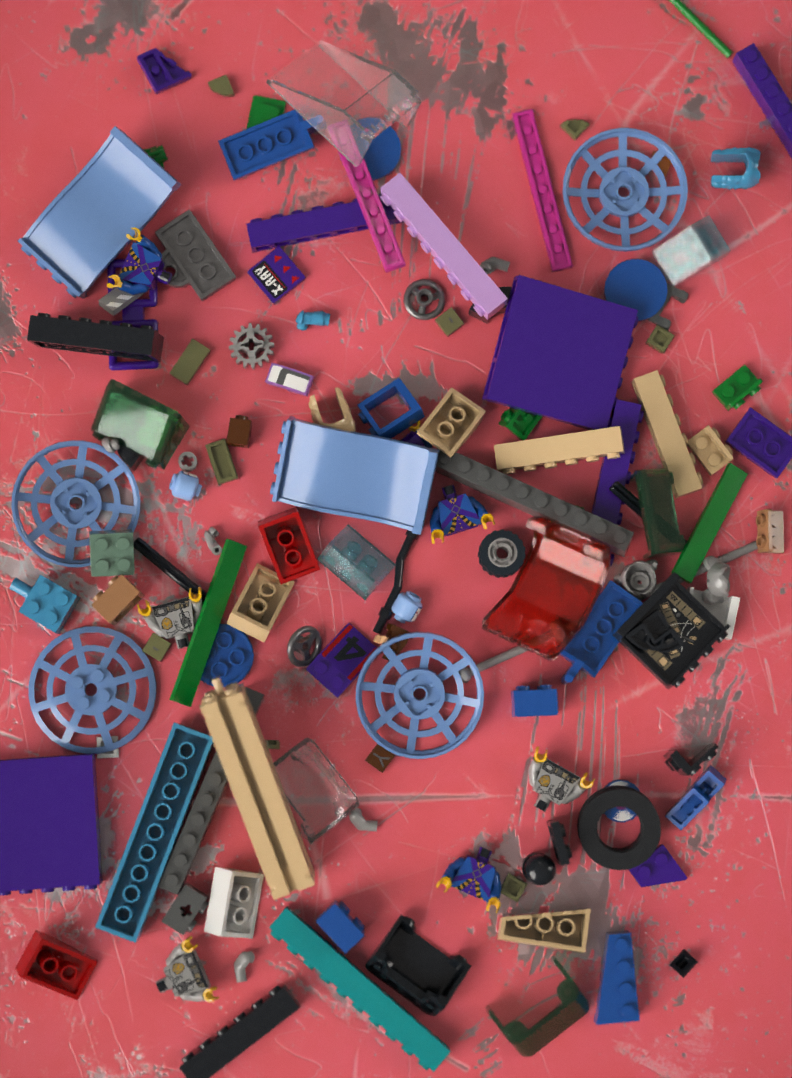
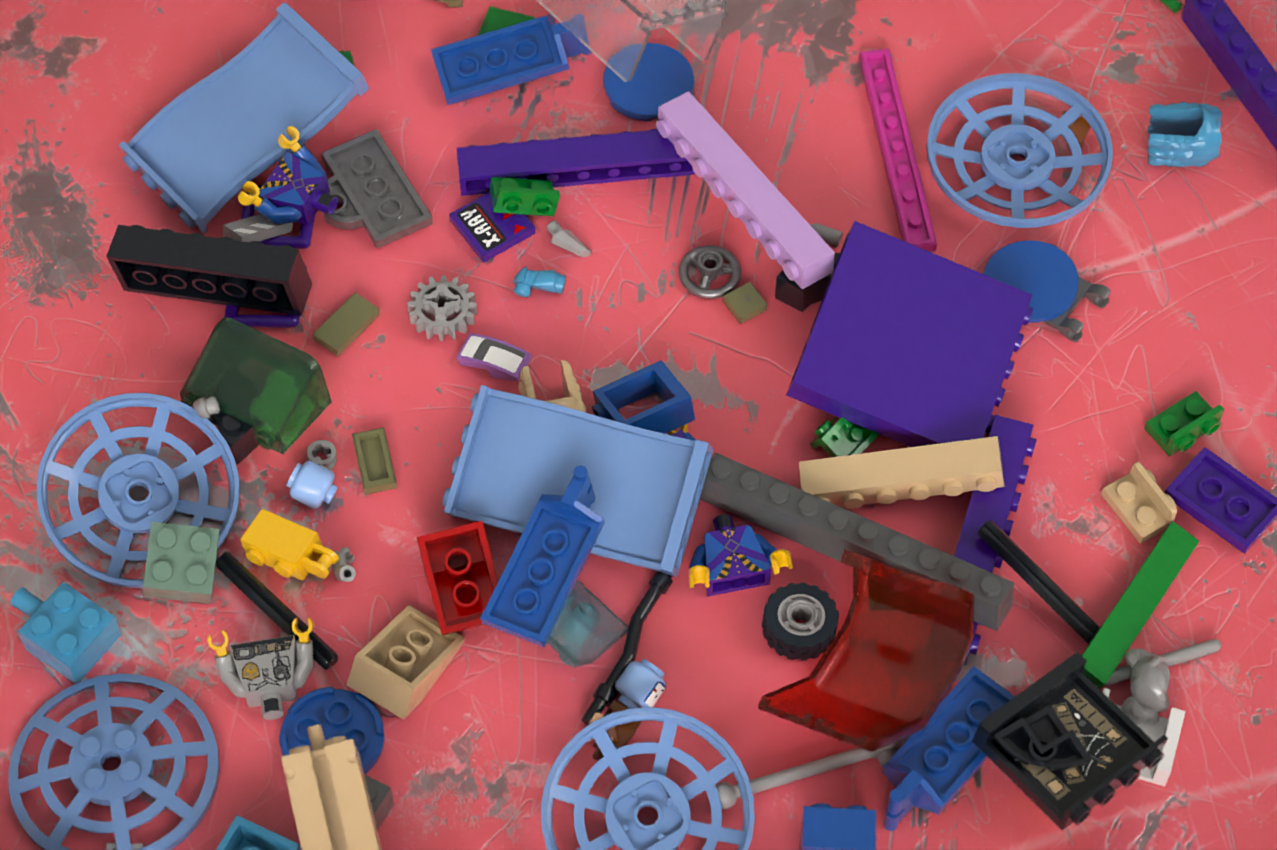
camera: 10 degrees right, 25 degrees down
(117, 599) = (178, 630): medium nougat brick -> none
(156, 647) = (229, 714): olive tile -> none
(175, 532) = (286, 547): none -> yellow brick
(208, 623) = (316, 679): green tile -> none
(239, 432) = (407, 419): reddish brown brick -> none
(295, 254) = (523, 196): none -> green bracket
(302, 645) = (463, 727): flat silver piece -> none
(327, 283) = (567, 240): none -> light grey bar
(341, 543) = (546, 563): none -> blue hinge
(341, 660) = (518, 759): dark purple slope -> none
(374, 215) = (644, 143): dark pink tile -> none
(451, 422) = (738, 420): tan slope -> none
(574, 128) = (949, 78): olive tile -> none
(638, 571) = (1018, 663): light grey hair -> none
(658, 512) = (1054, 573): clear green windscreen -> none
(660, 339) = (1065, 350): olive tile -> none
(666, 433) = (1073, 476): tan brick -> none
(691, 251) = (1118, 234): clear light blue slope -> none
(770, 531) = (1235, 625): medium nougat bracket -> none

